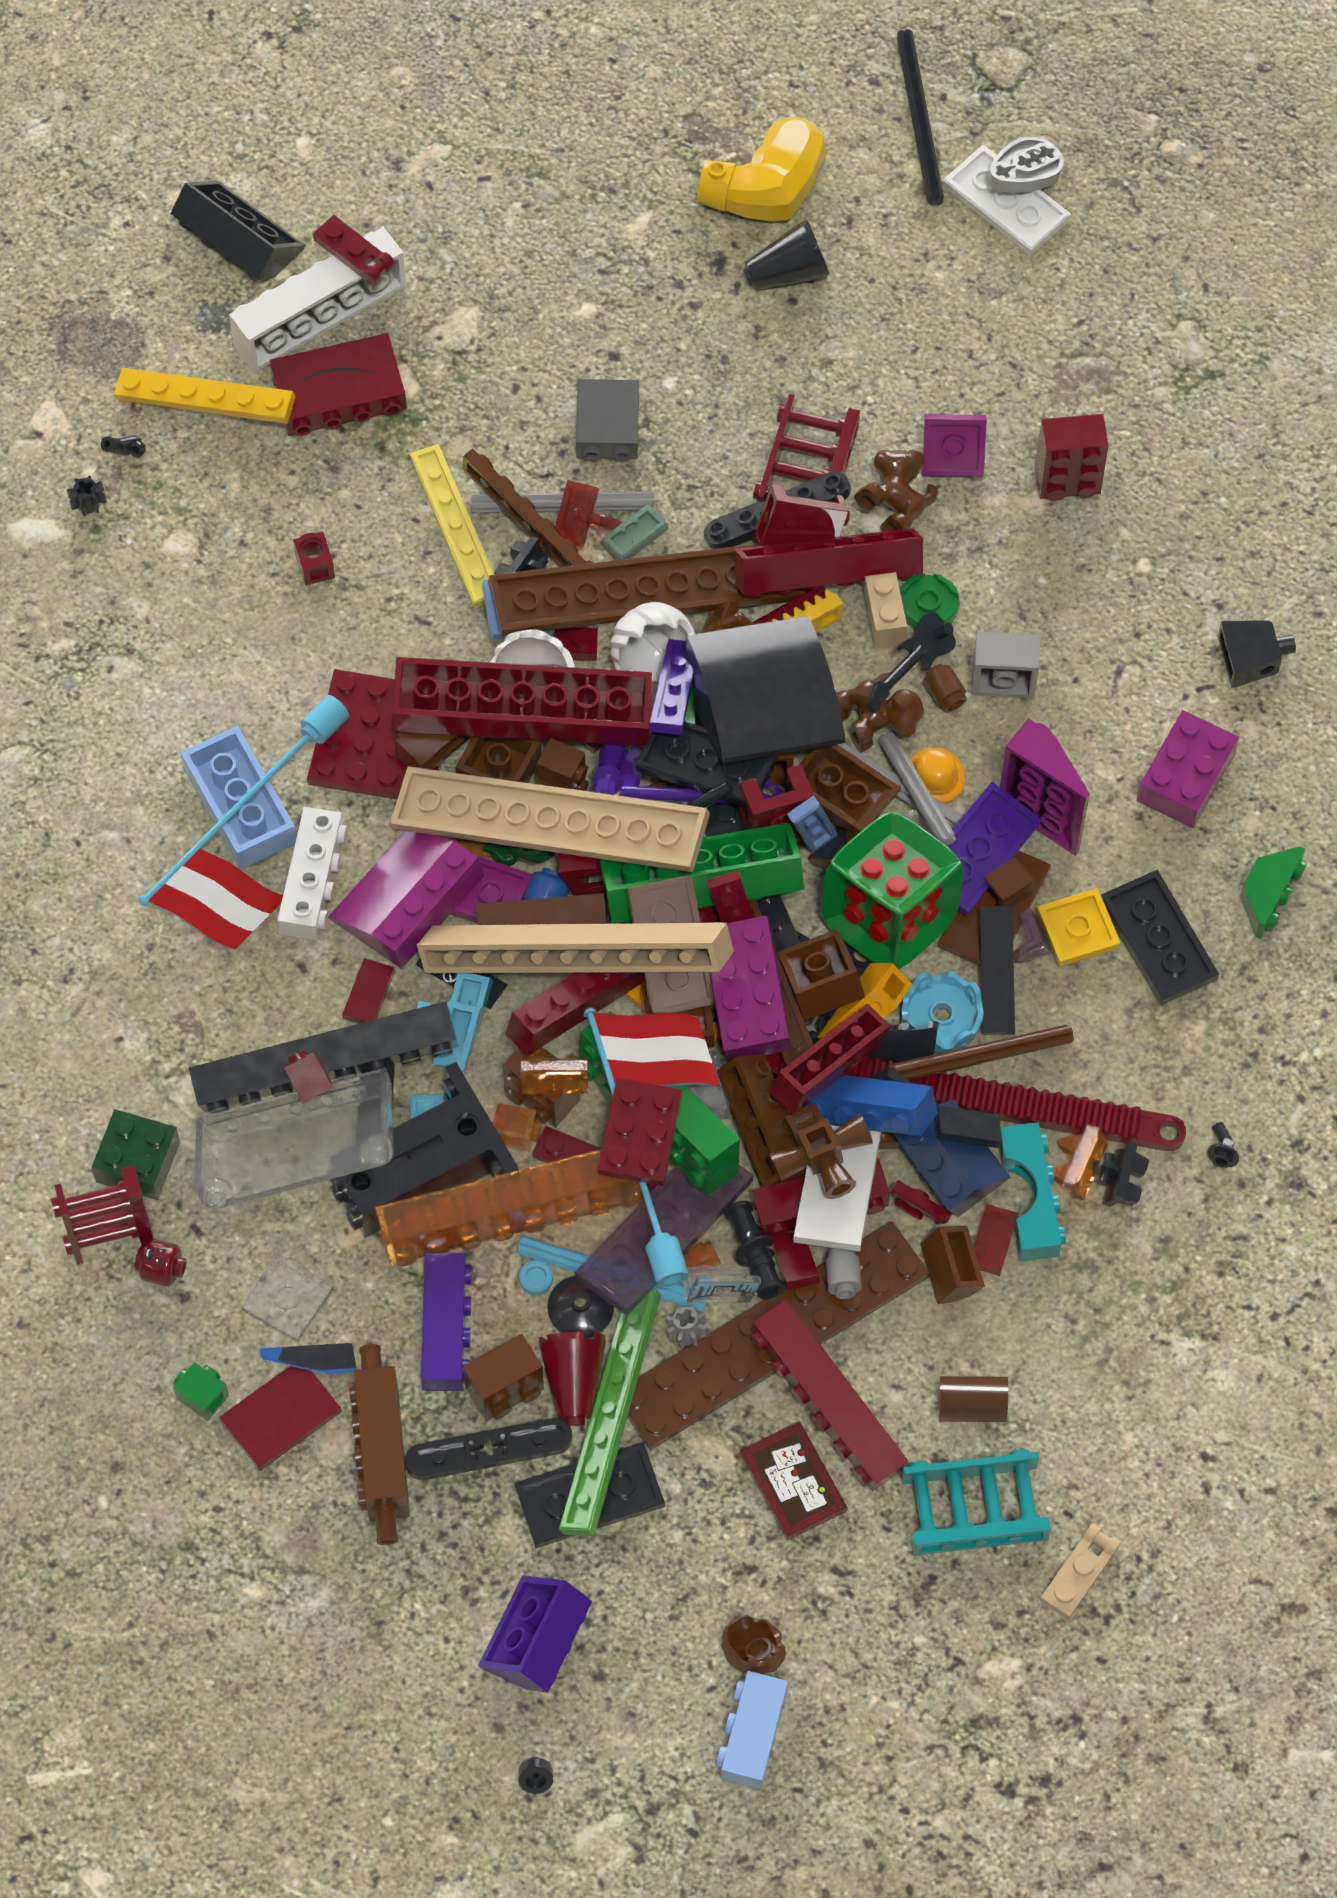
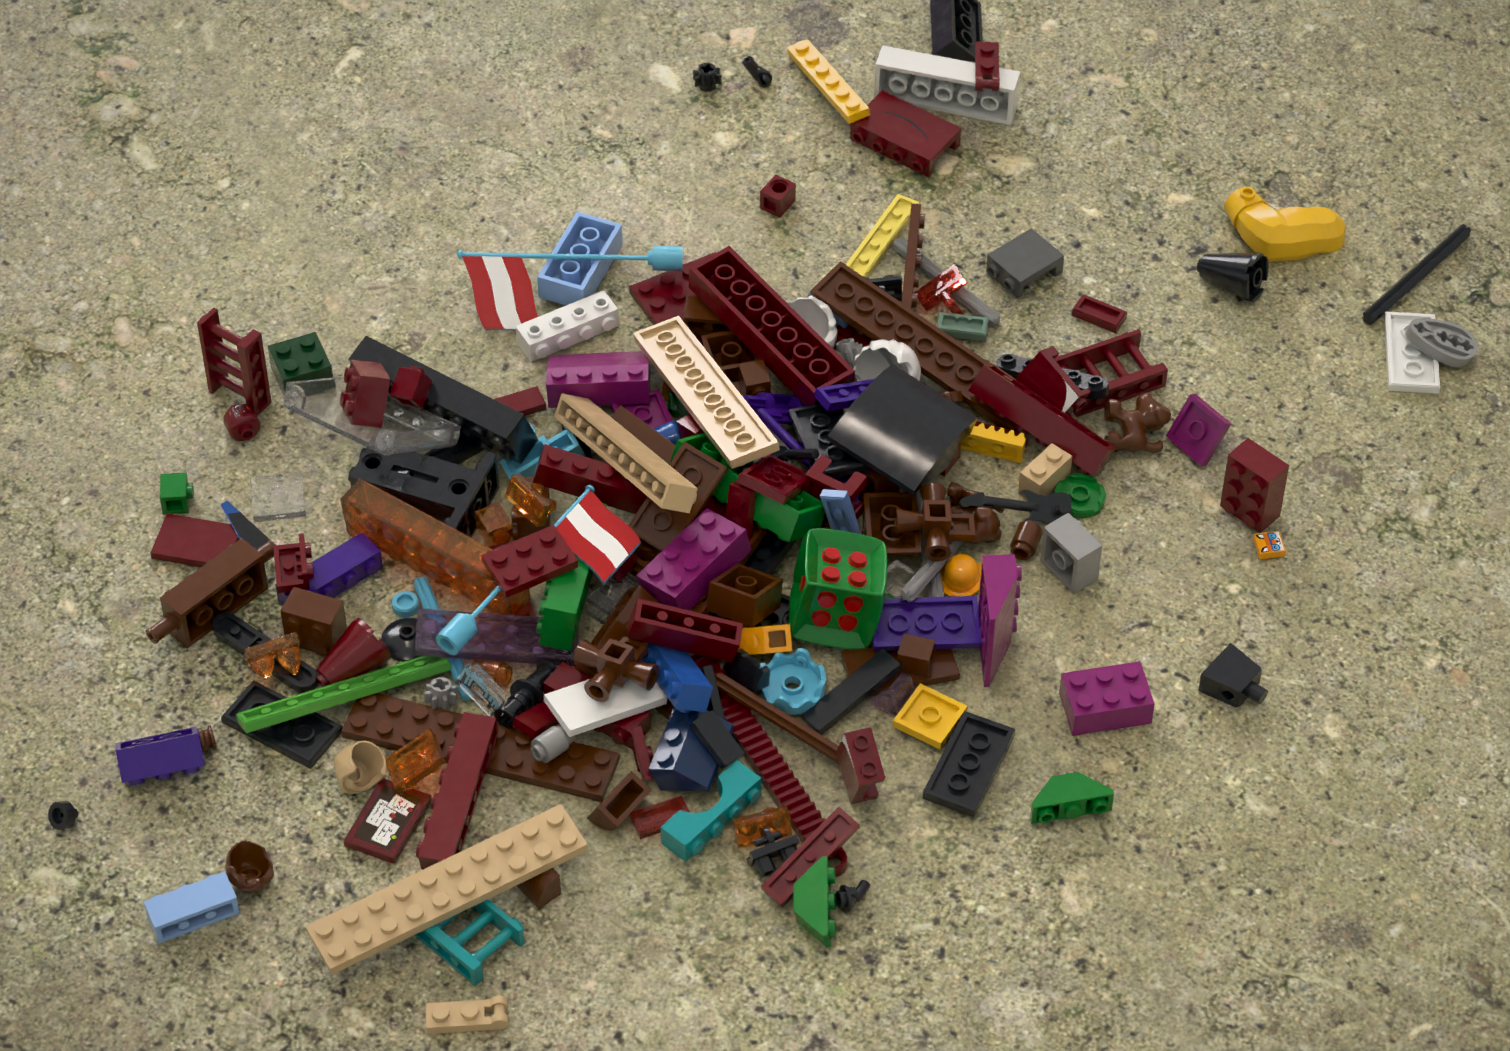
camera: 50 degrees right, 15 degrees down
(269, 1122) = (365, 393): none -> dark red brick
(423, 1346) = (292, 565): none -> dark red bracket
(514, 1429) = (283, 648): none -> clear orange tile
(554, 1571) = (207, 738): none -> reddish brown bush
(590, 654) = (848, 350): none -> light grey gear
(716, 1460) = (359, 767): none -> tan piece
(723, 408) = (1099, 313): none -> dark red tile
(734, 845) = (773, 479): none -> dark red tile
(758, 1407) = (415, 761): none -> clear orange plate
(883, 749) = (936, 523): none -> reddish brown brick
(942, 1487) = (446, 889): none -> tan plate
(1107, 1030) = (860, 765): none -> dark red panel
(1124, 498) = (1269, 545): none -> tile
(1161, 1149) = (821, 843): none -> dark red plate
(1210, 1181) = (815, 901): none -> green slope

